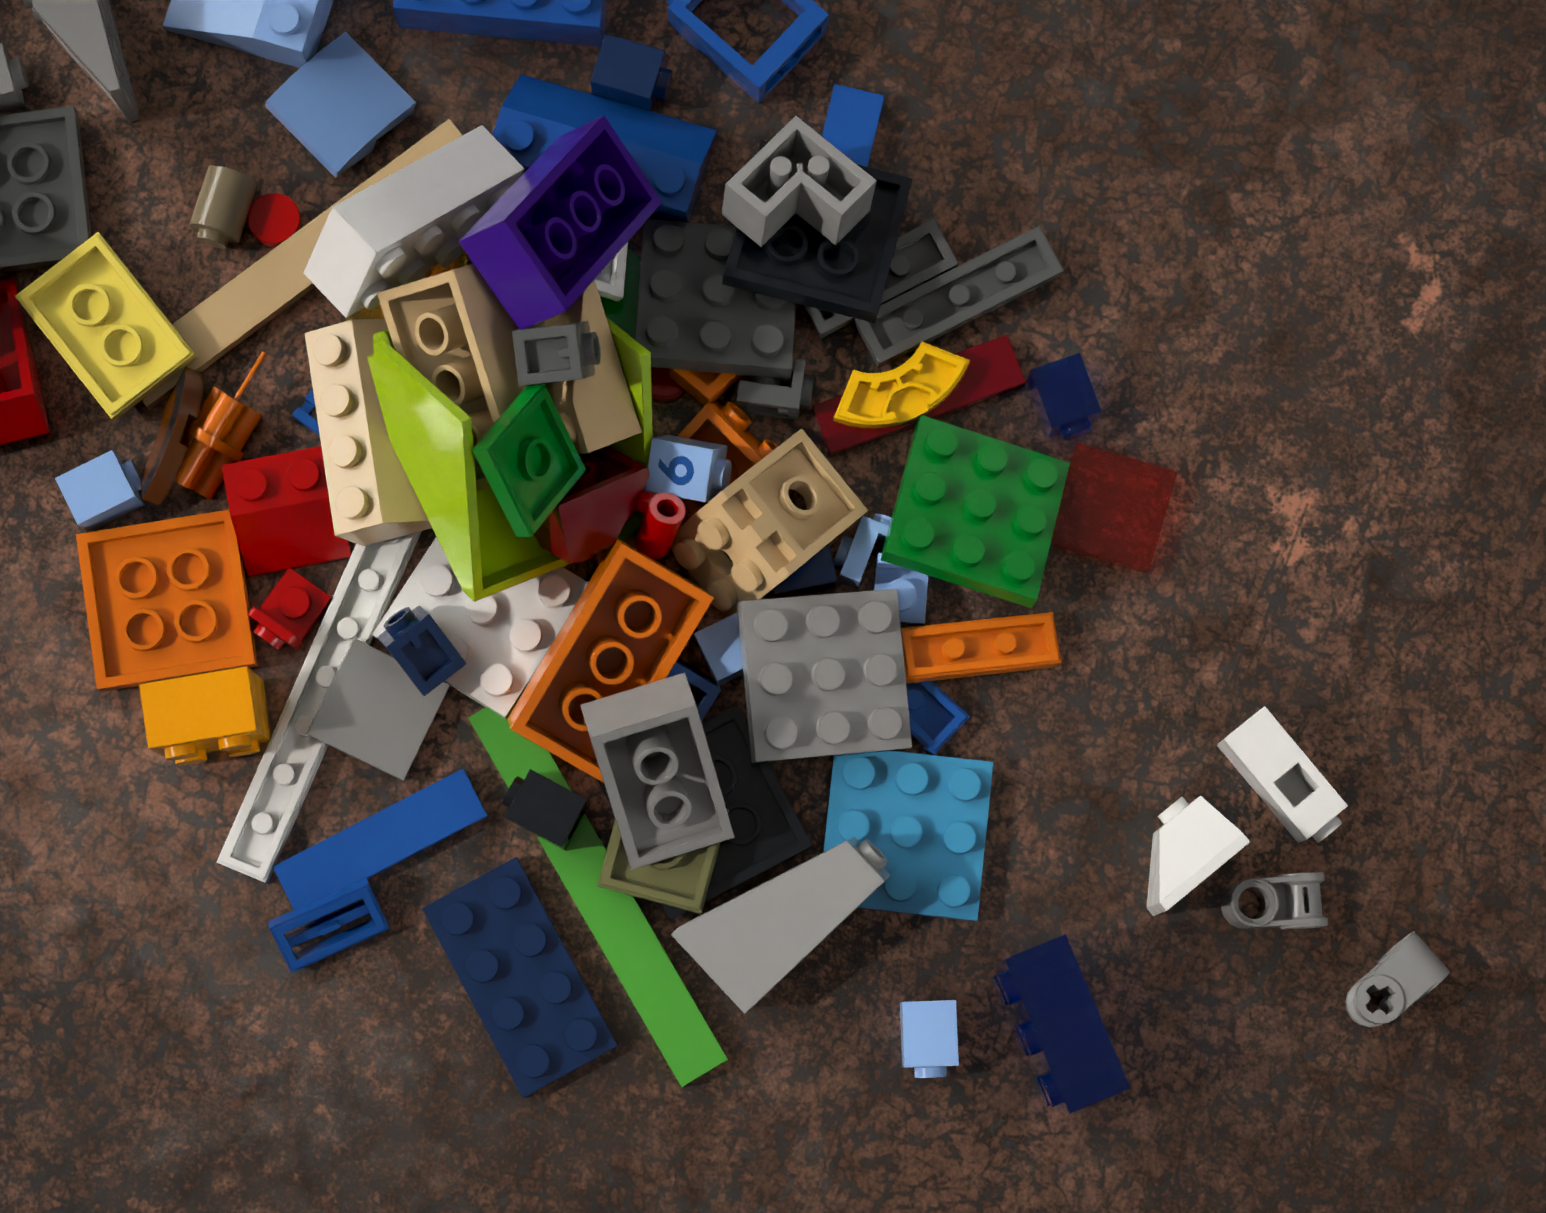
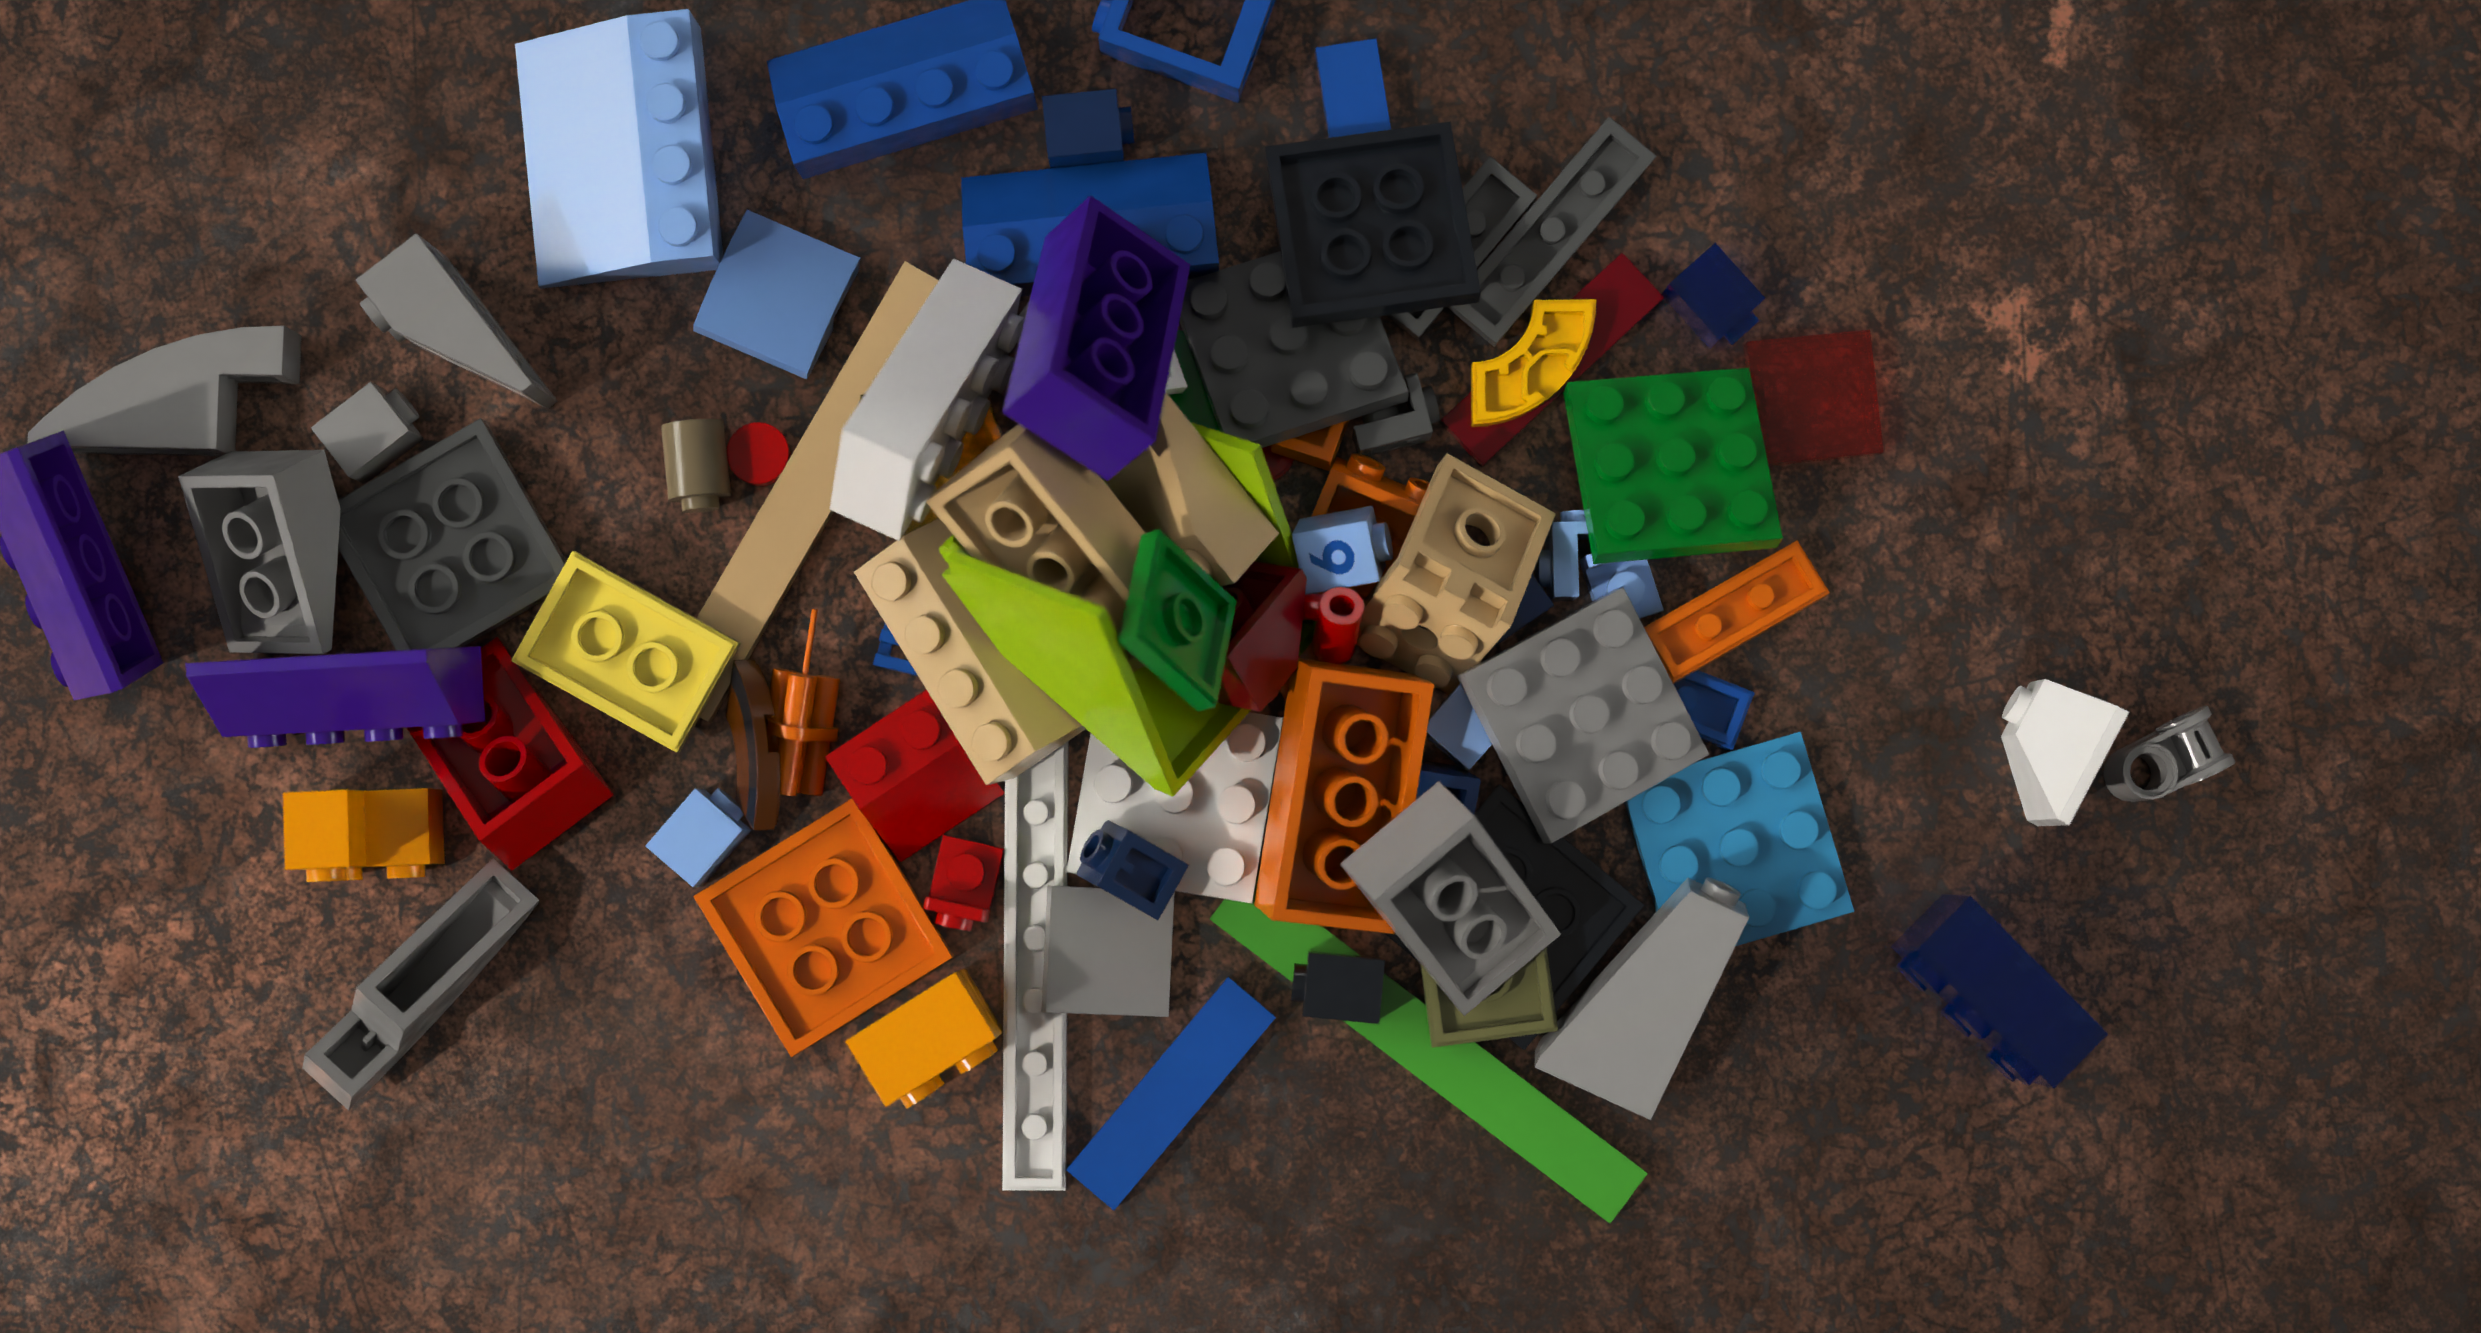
camera: 25 degrees left, 5 degrees up
(320, 908) = (1148, 1201): blue tile -> none
(520, 977) = (1385, 1177): dark blue plate -> none
(555, 353) = (1158, 491): dark grey bracket -> none
(800, 176) = (1337, 172): light grey brick -> none
(929, 1037) = (1855, 1059): light blue brick -> none
(1283, 777) = (2121, 618): white brick -> none
(1401, 977) = (2336, 782): light grey piece -> none

